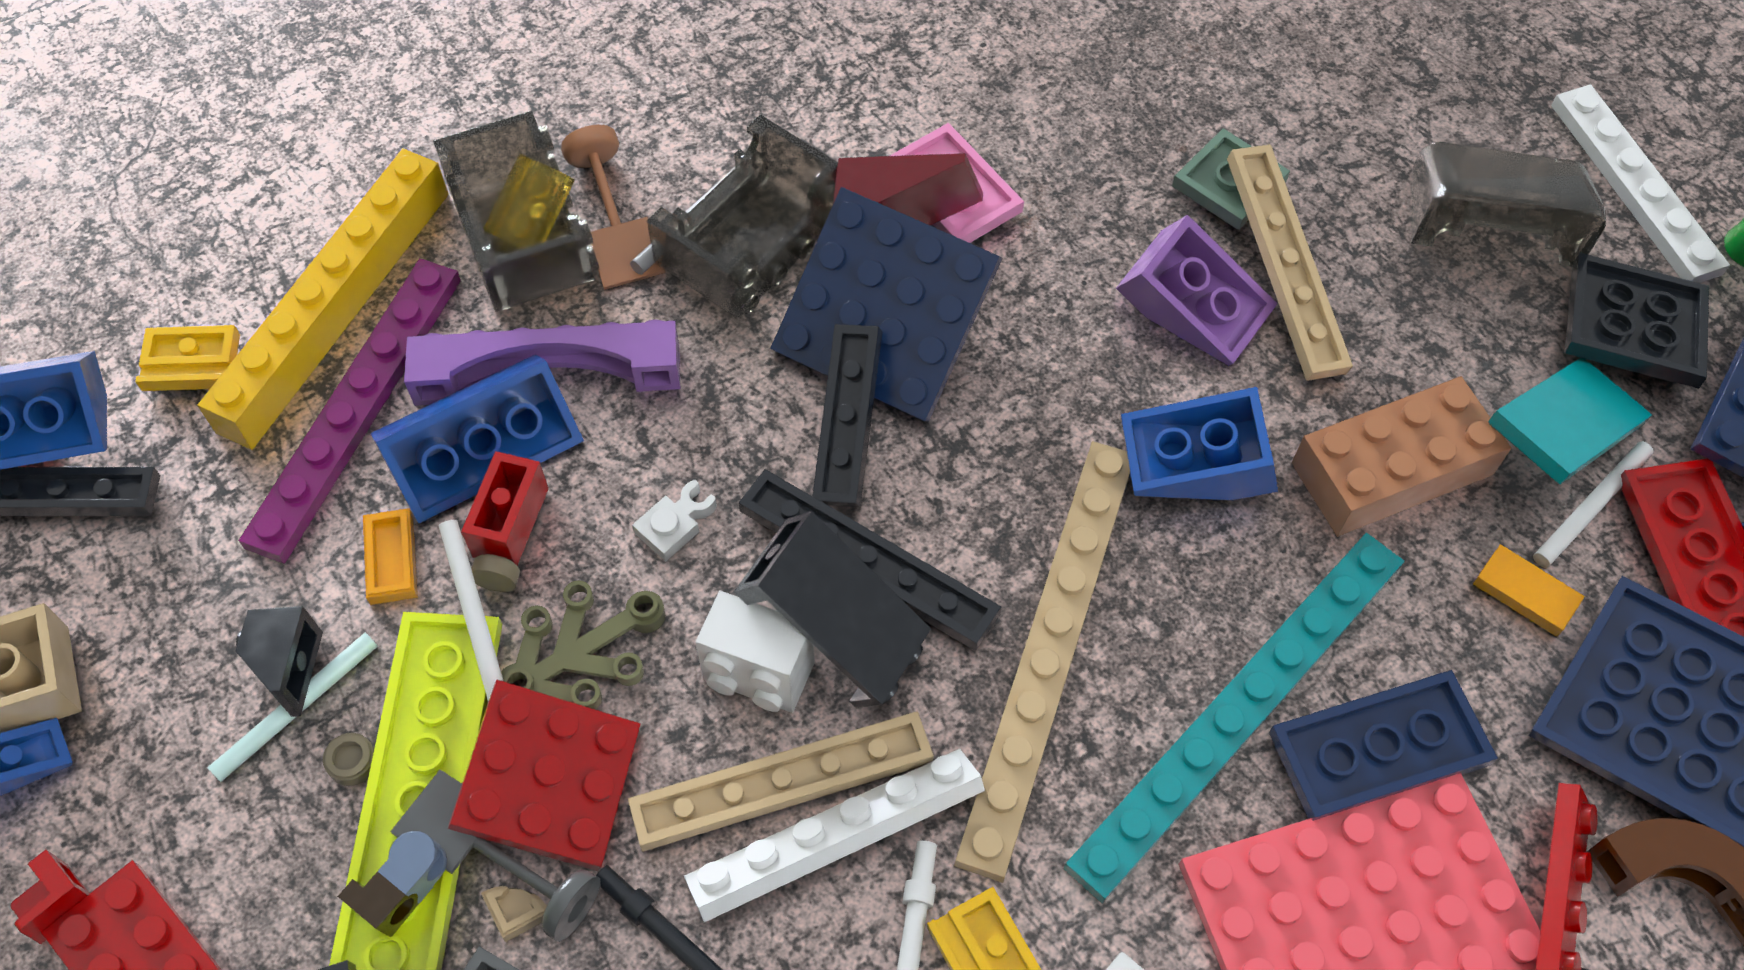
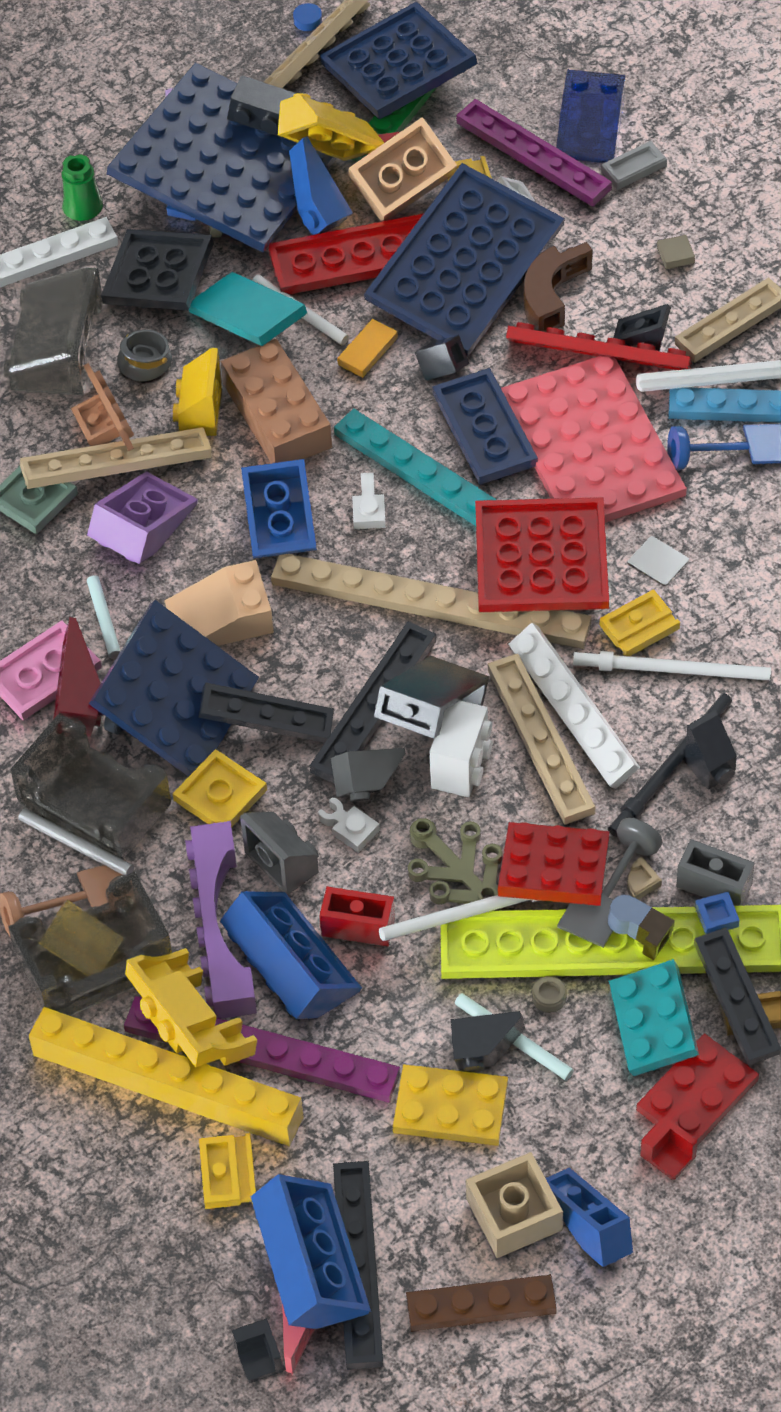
camera: 90 degrees left, 5 degrees down
(203, 615) = (450, 1105): none -> yellow plate
(257, 897) = (653, 1018): none -> teal plate
(388, 292) = (182, 1013): none -> yellow bracket
(389, 556) = (391, 1000): light orange tile -> none
(495, 573) = (404, 913): dark tan tile -> none
(628, 419) = (278, 849): none -> dark grey slope
(736, 527) = (364, 771): none -> dark grey slope
(742, 368) = (219, 790): none -> yellow plate
(1039, 384) = (226, 605): none -> light nougat slope
(1049, 252) = (103, 616): none -> light aqua bar
(1109, 802) = (541, 554): none -> red plate
(1219, 575) = (368, 508): none -> white plate
(1367, 244) = (101, 415): none -> nougat bracket
(1402, 361) = (199, 394): none -> yellow slope
(1481, 304) = (144, 355): none -> dark grey piece
(1514, 690) = (442, 357): none -> black panel

